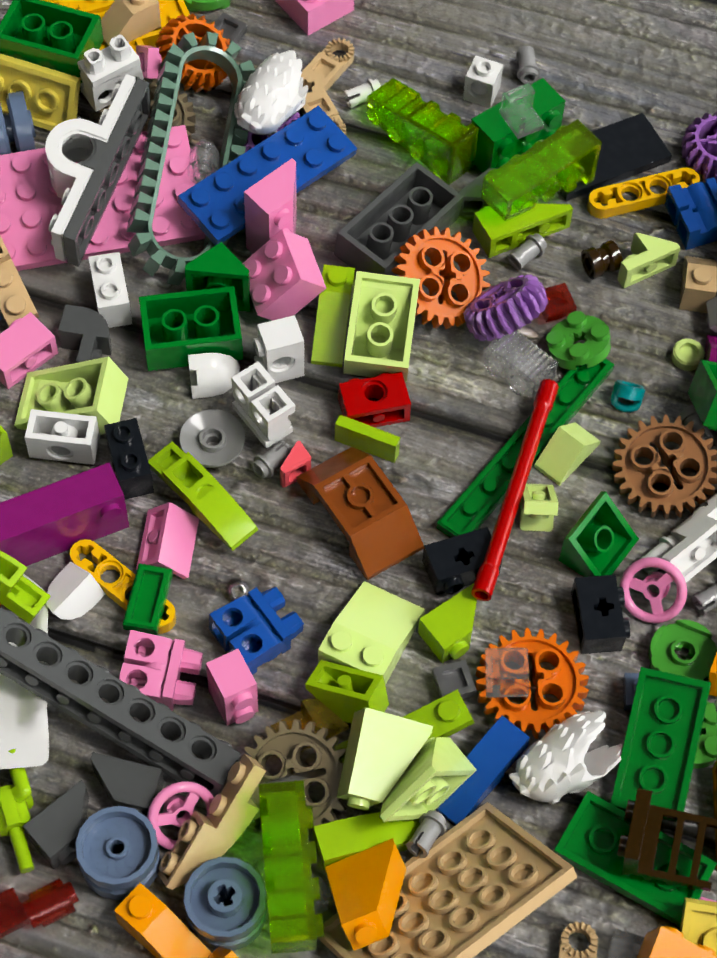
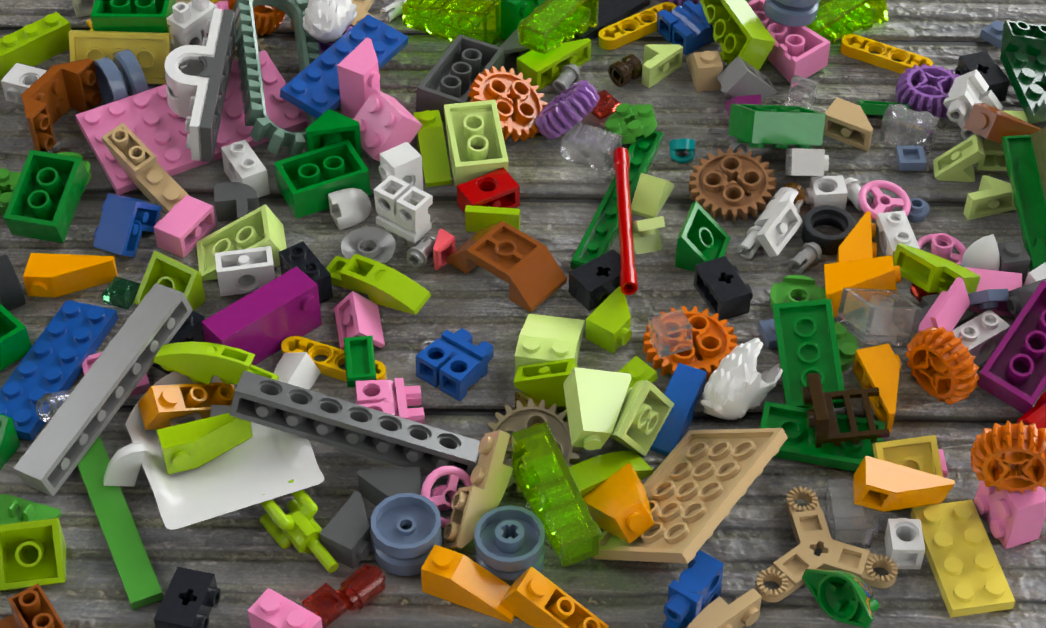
camera: 15 degrees left, 15 degrees down
(203, 161) = (288, 68): clear brick -> none
(232, 687) = (455, 398): bright pink brick -> none
(431, 826) = (652, 455): light grey pin -> none
(453, 677) = (625, 353): flat silver plate -> none
(659, 579) = (769, 243): bright pink piece -> none
(687, 354) = (716, 116): yellowish green tile -> none

